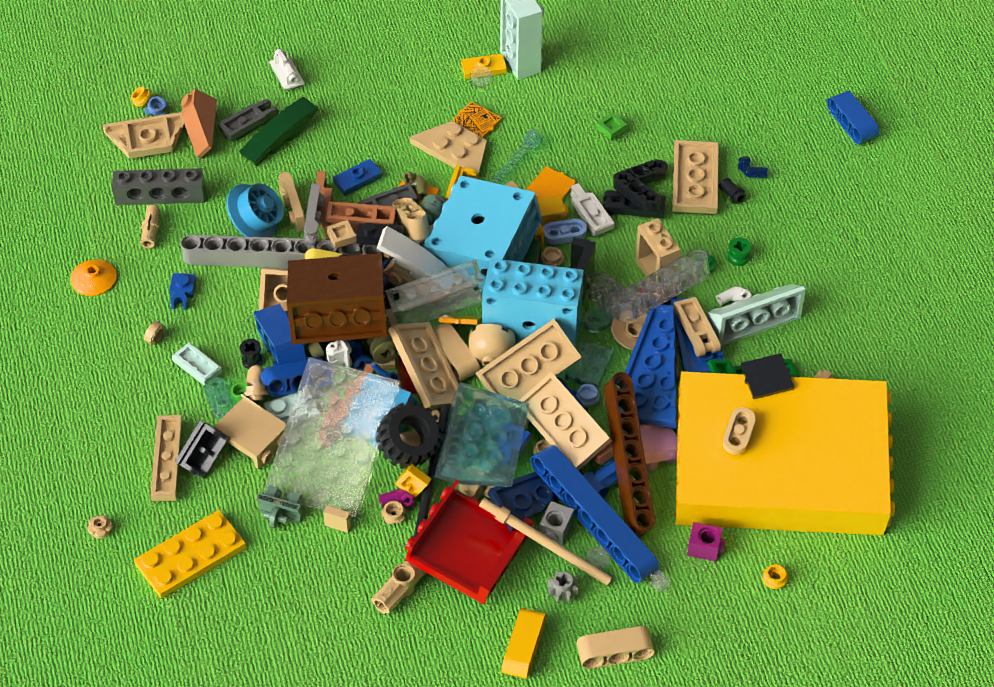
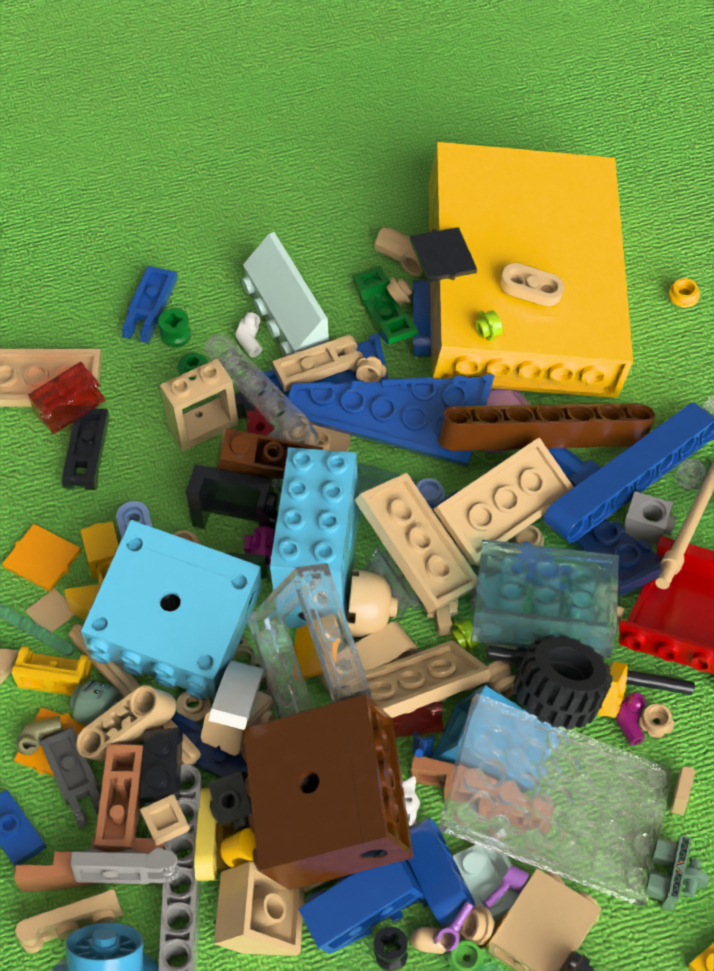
camera: 90 degrees left, 5 degrees up
(254, 378) = (454, 927): none -> medium lavender hand
(283, 413) = (514, 879): none -> medium lavender hand
(591, 210) = (95, 501): white hinge -> none
(598, 277) = (255, 453): none -> reddish brown slope
(633, 183) = (51, 444): black beam -> none
(668, 184) = (66, 398): none -> clear red hinge
(689, 356) = (370, 369): none -> tan plate
(696, 398) = (488, 325): none -> lime plate
(697, 545) = (650, 359): magenta brick -> none
(736, 194) = (65, 335): black pin -> none
(750, 171) = (19, 323): clear blue arm -> none
(764, 237) = (149, 302): none -> blue hinge

